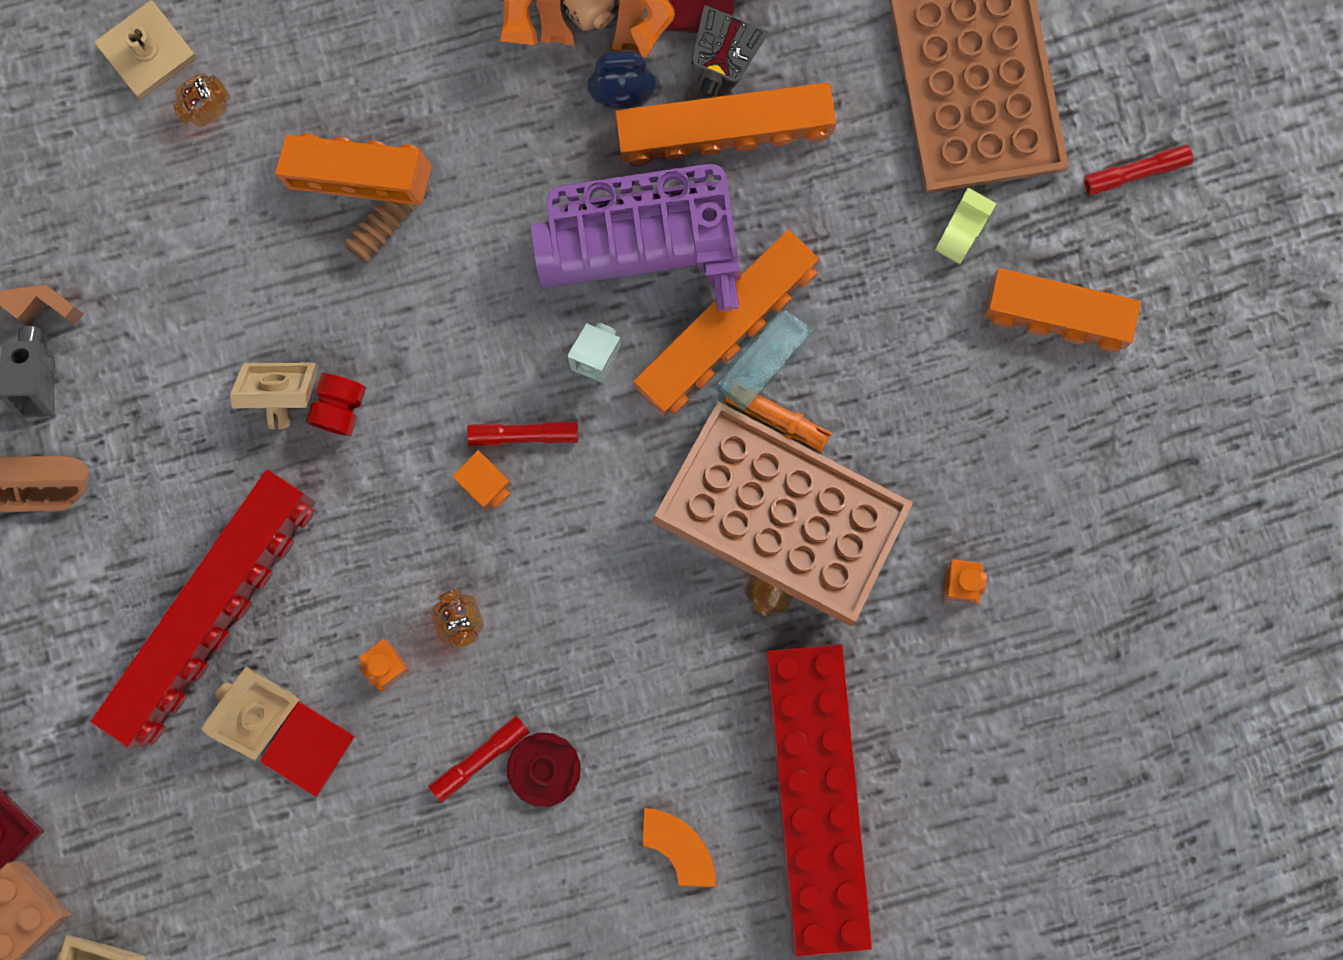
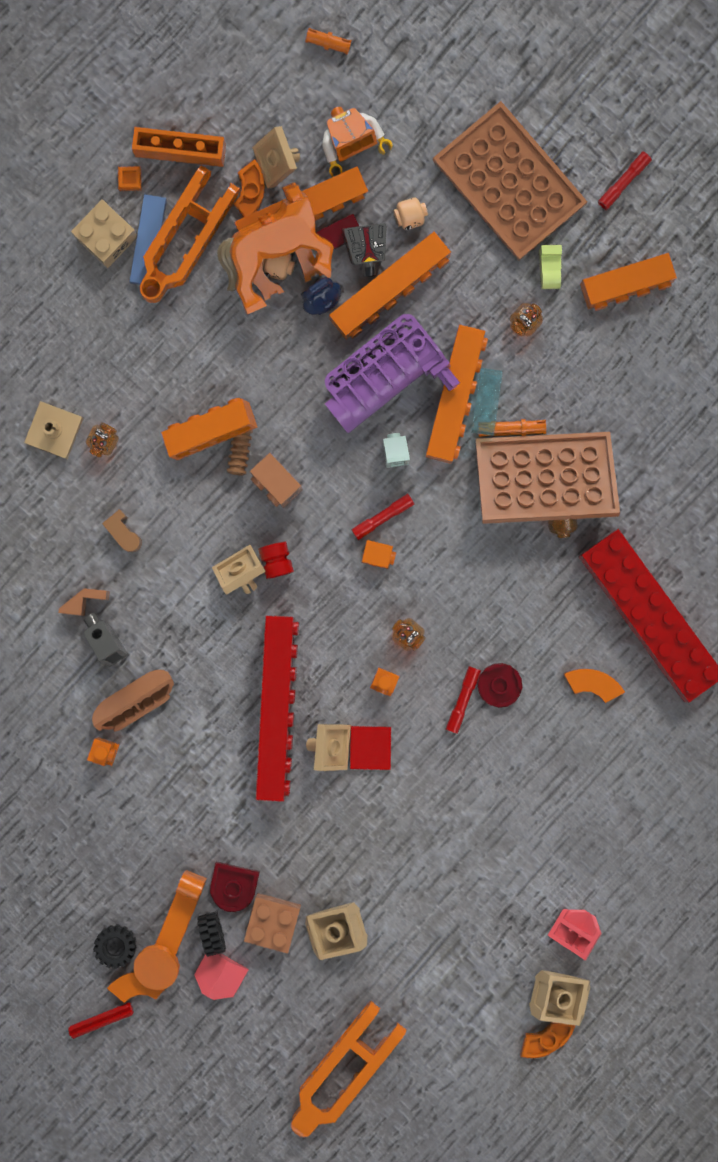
camera: 25 degrees left, 5 degrees up
(147, 241) = (121, 533): none -> medium nougat leg
(401, 293) = (276, 480): none -> nougat brick
(812, 42) = (410, 213): none -> light nougat head
(887, 278) = (526, 319): none -> clear orange head
(964, 581) = (660, 457): orange brick -> none

